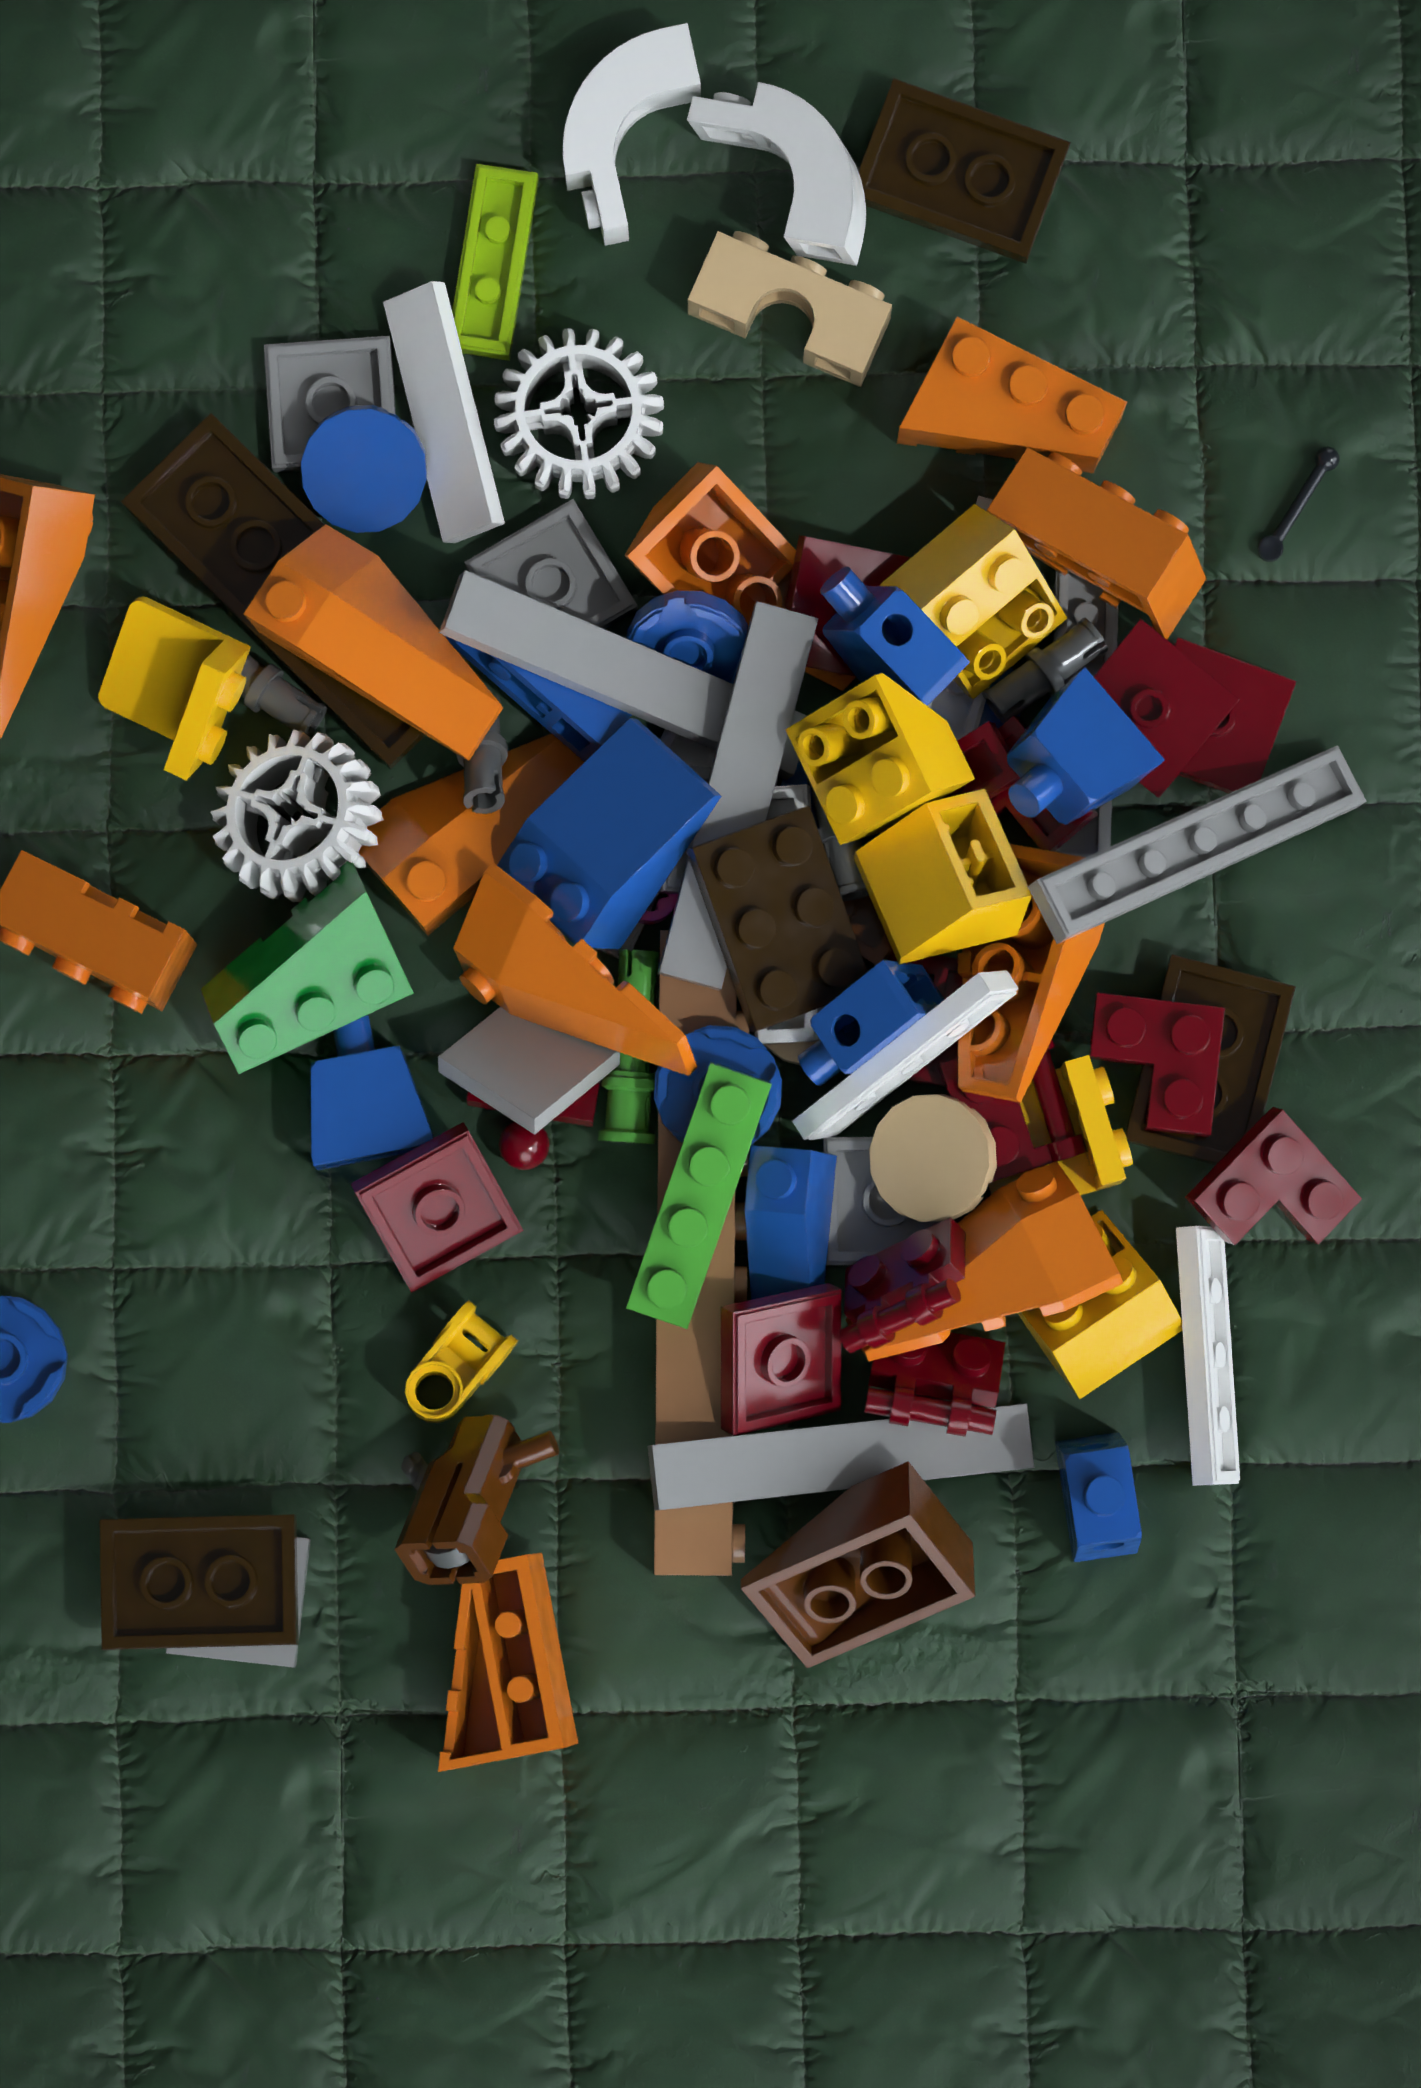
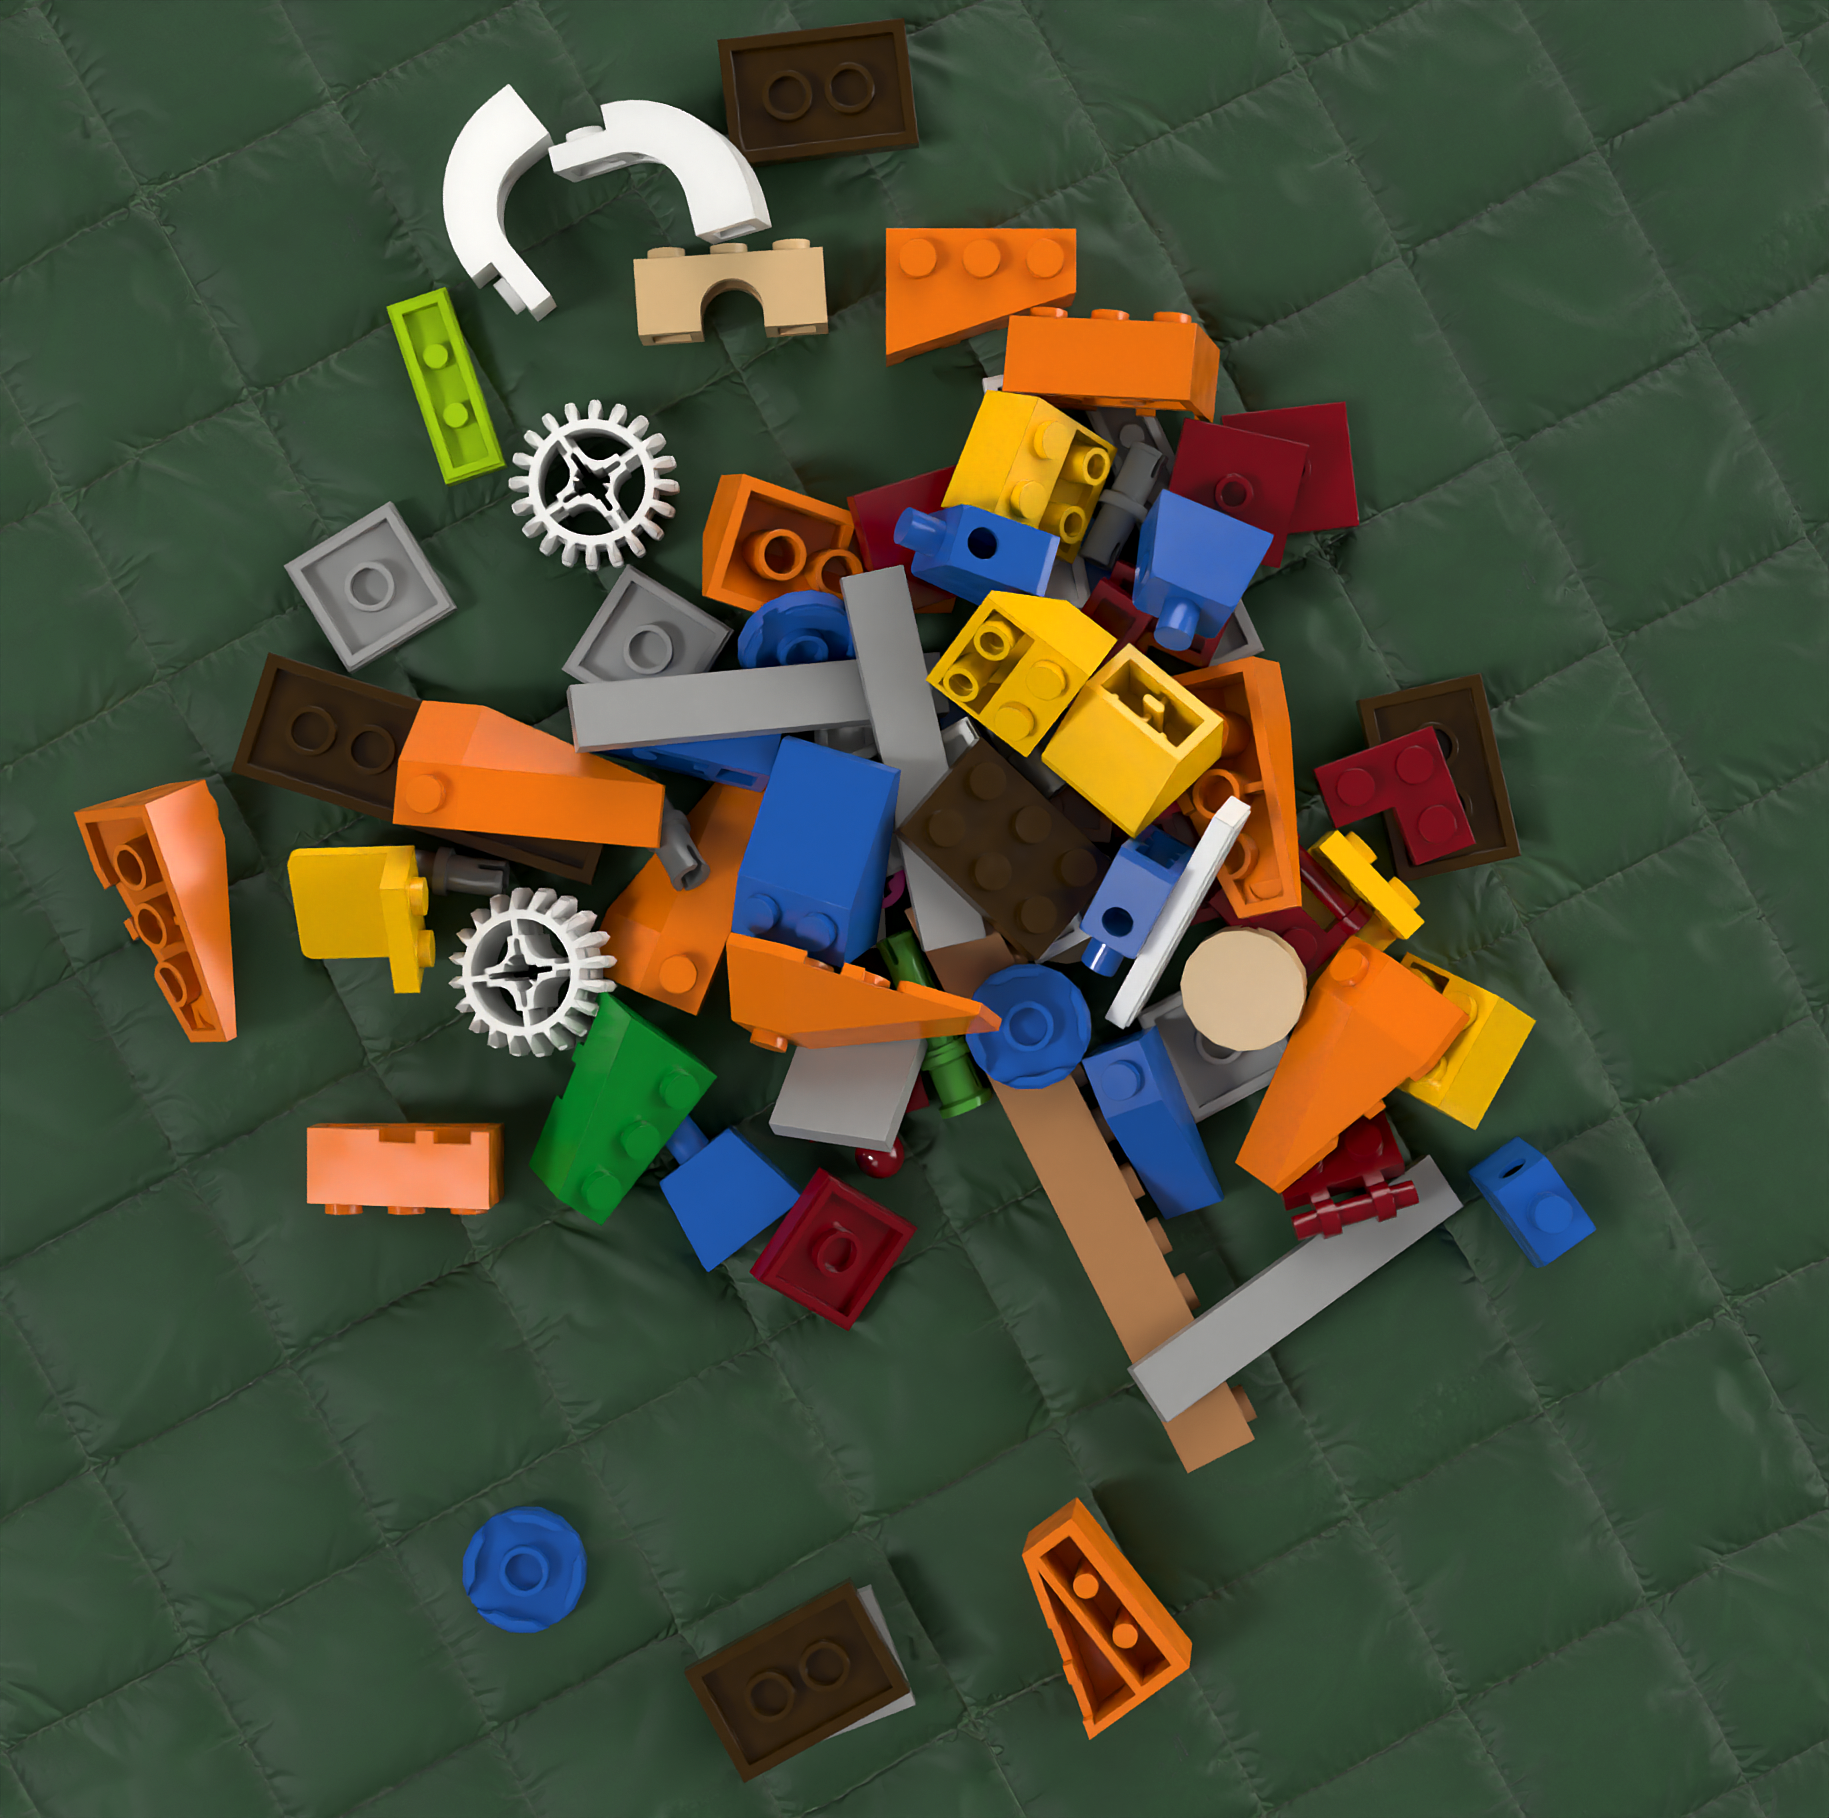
camera: 25 degrees left, 5 degrees up
(364, 469) = (430, 632): blue tile -> none
(444, 412) = (473, 545): white tile -> none
(459, 1362) = (922, 1372): yellow piece -> none
(462, 1500) = (990, 1494): reddish brown piece -> none
(699, 1195) = (1060, 1129): bright green plate -> none
(780, 1358) = (1202, 1231): dark red plate -> none
(864, 1568) = (1366, 1371): reddish brown slope -> none
(903, 1285) = (1277, 1114): dark red plate -> none
(1196, 844) = (1337, 597): light grey tile -> none
(1208, 1356) = (1565, 1034): white tile -> none
(1270, 1168) = (1539, 844): dark red plate -> none
(1271, 547) = (1262, 291): black hinge -> none

